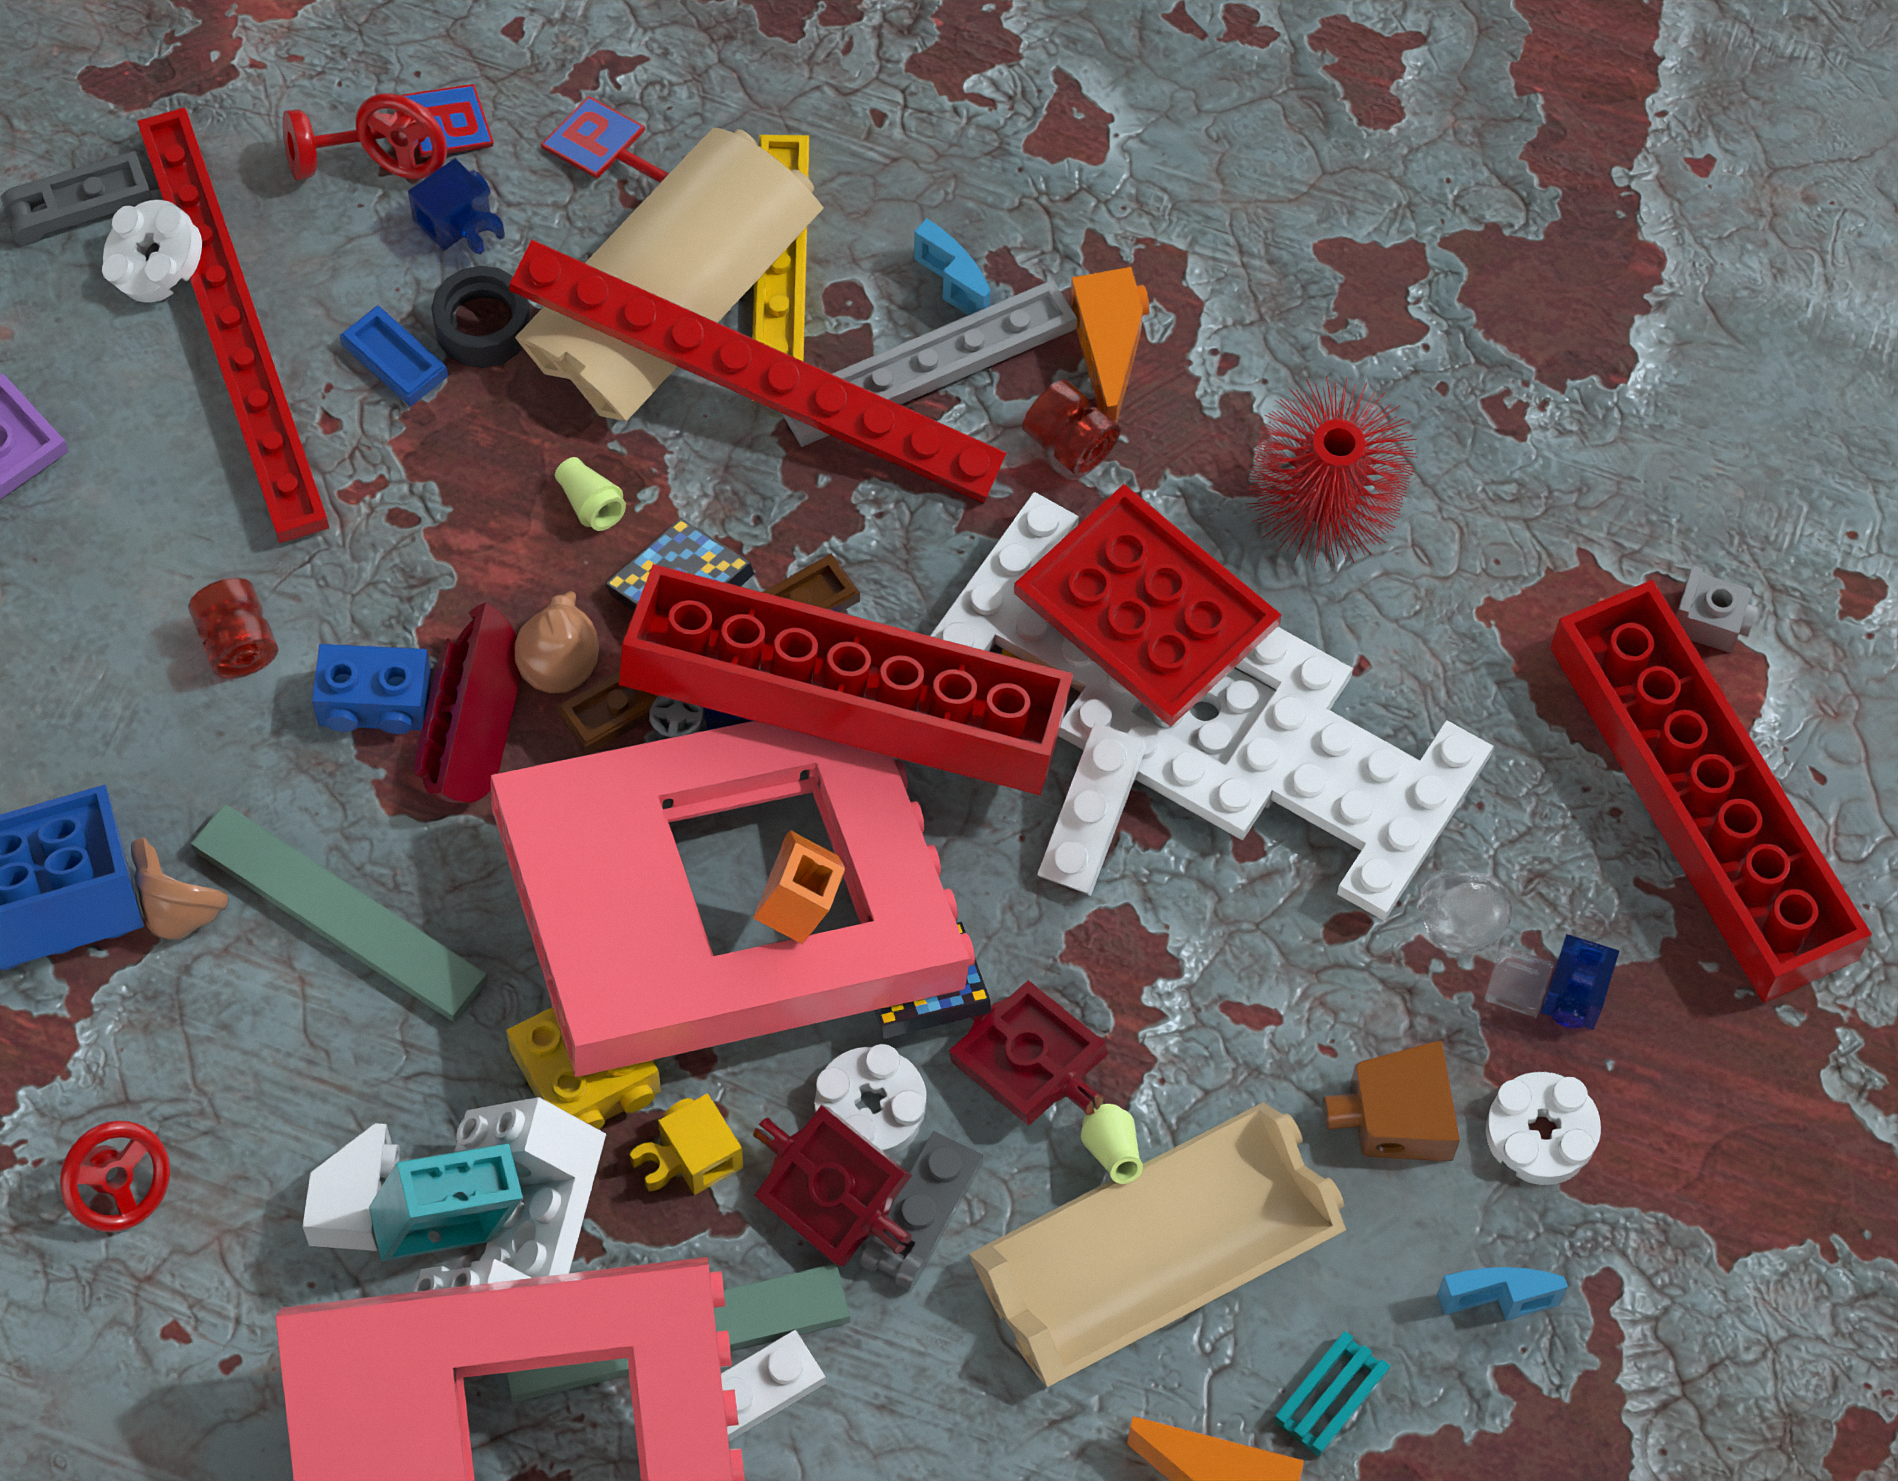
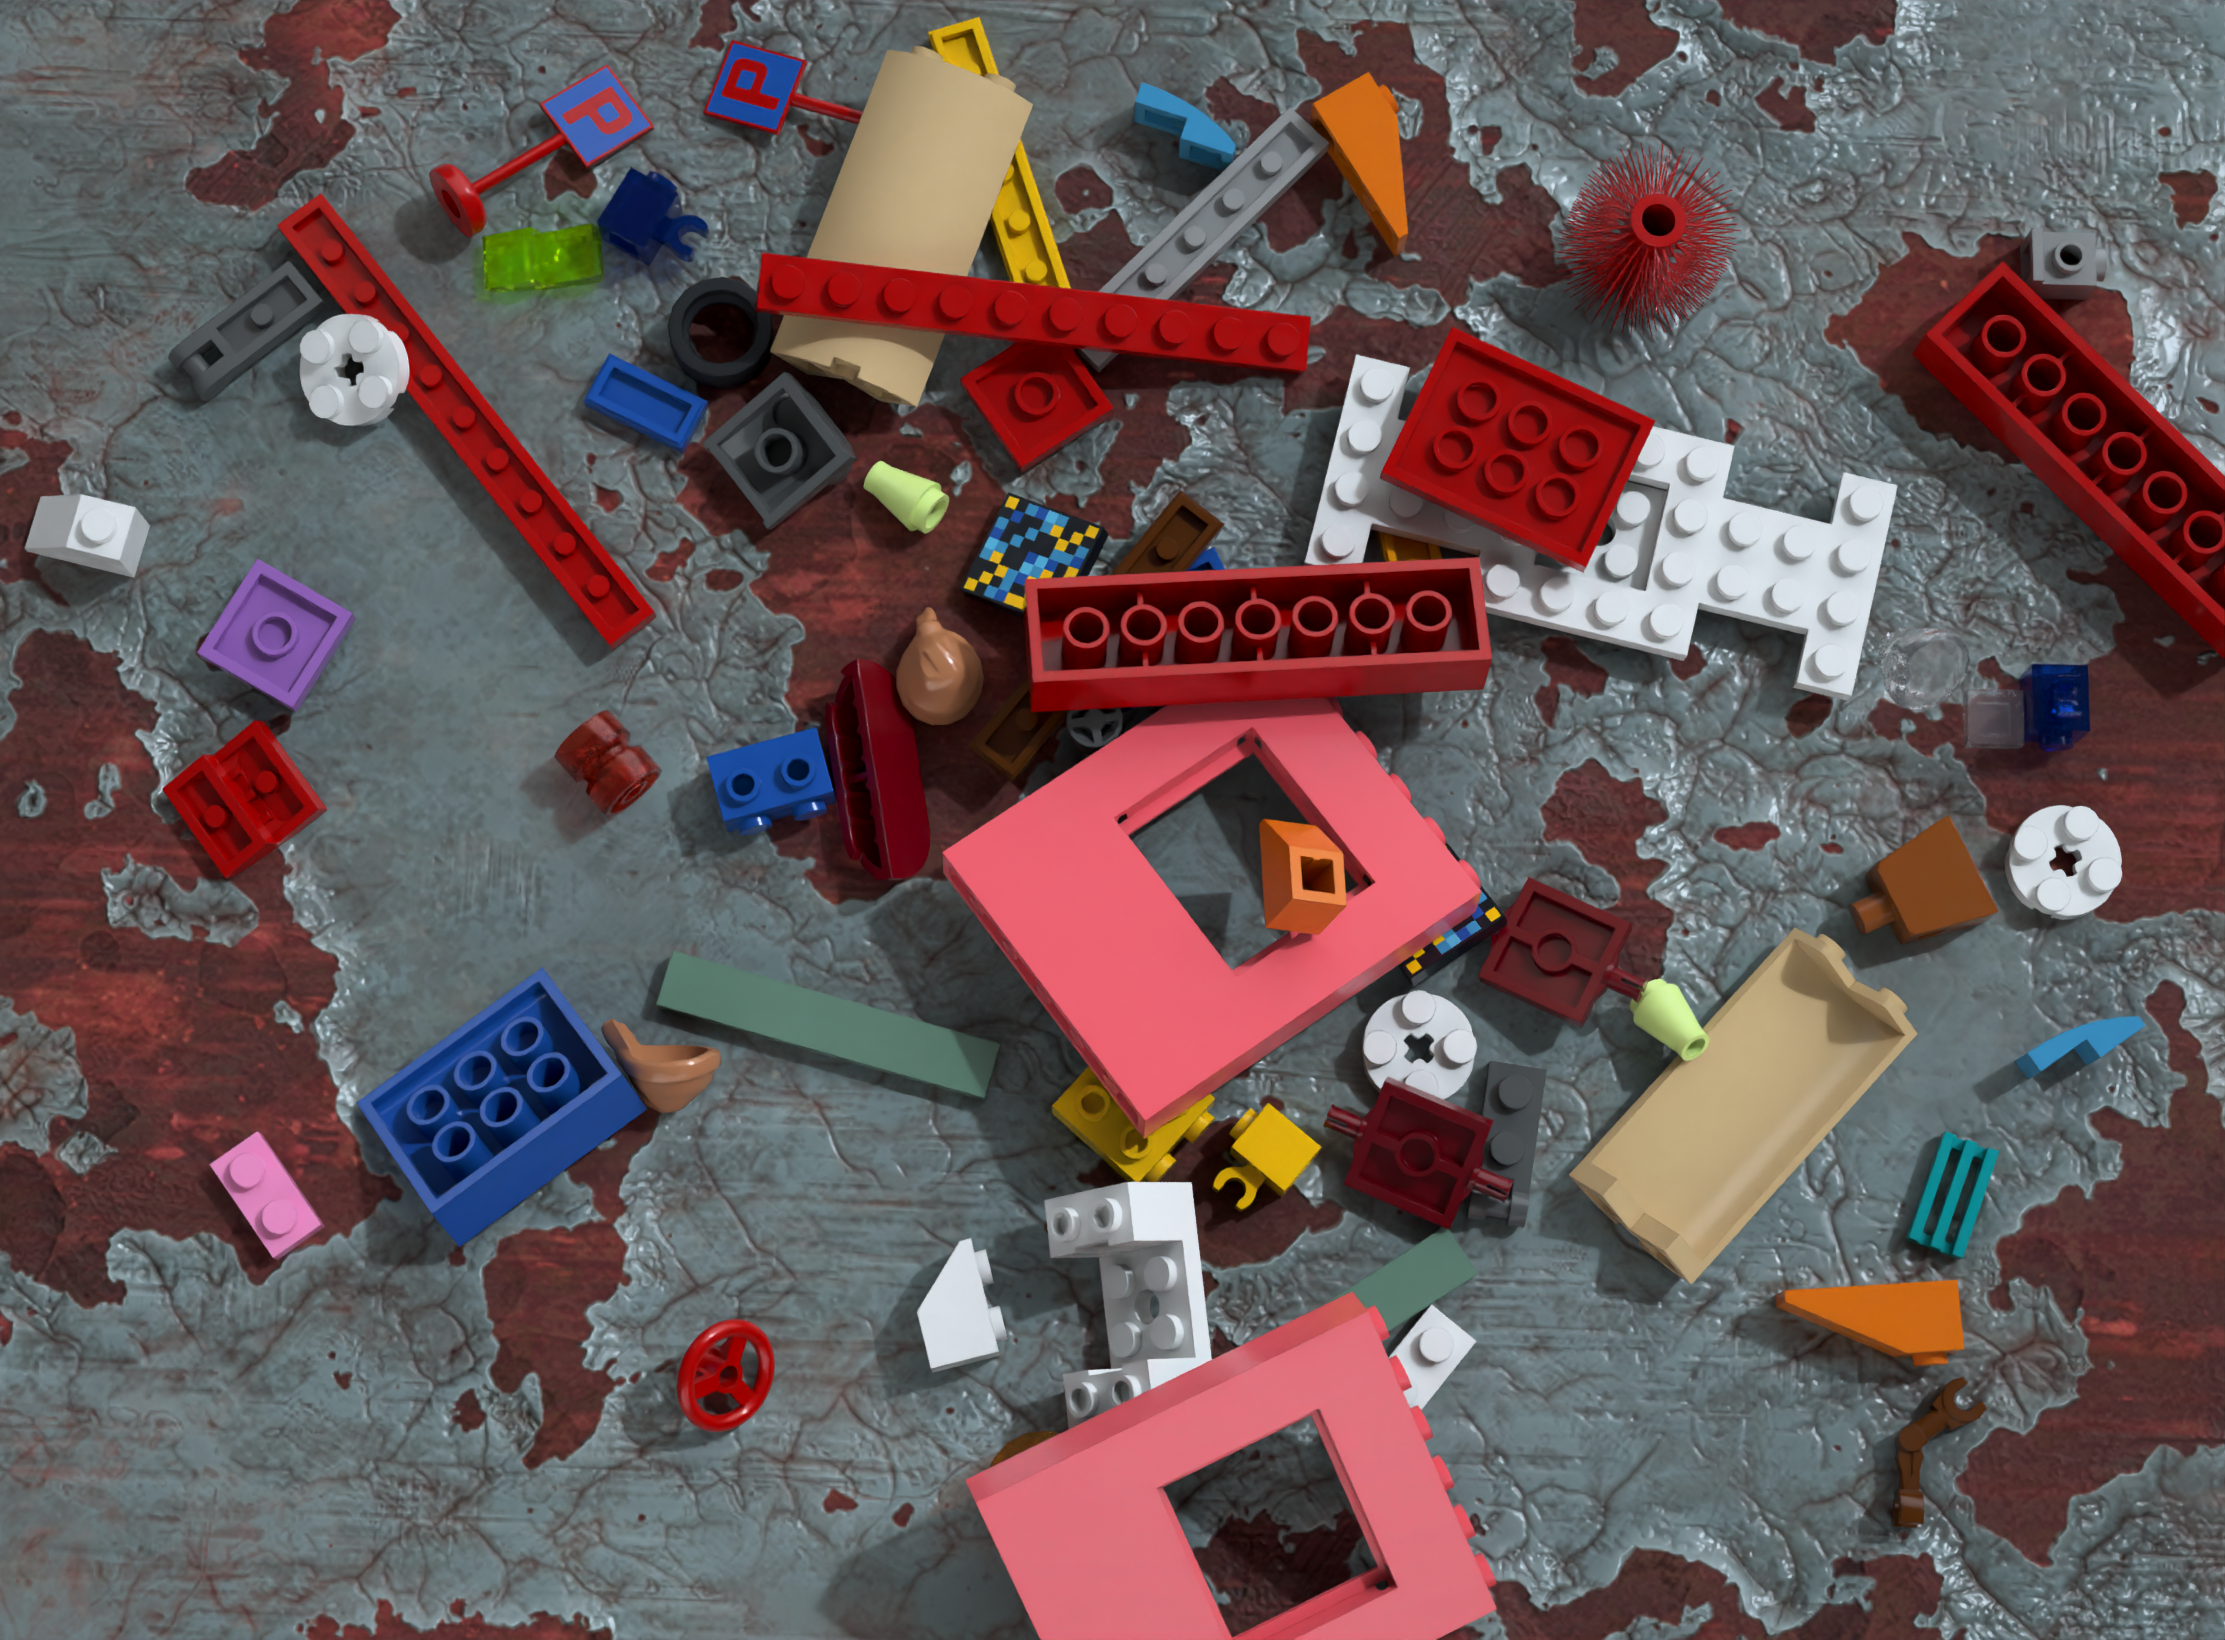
camera: 20 degrees left, 15 degrees up
(346, 217) = (543, 261): none -> clear neon green slope
(404, 131) = (563, 146): red piece -> none
(455, 1194) = (1070, 1309): teal window -> none
(494, 420) = (781, 449): none -> dark grey slope
(736, 449) = (1036, 399): none -> red plate
(1076, 432) = (1366, 269): clear red wheel -> none
(1092, 808) = (1531, 679): white plate -> none

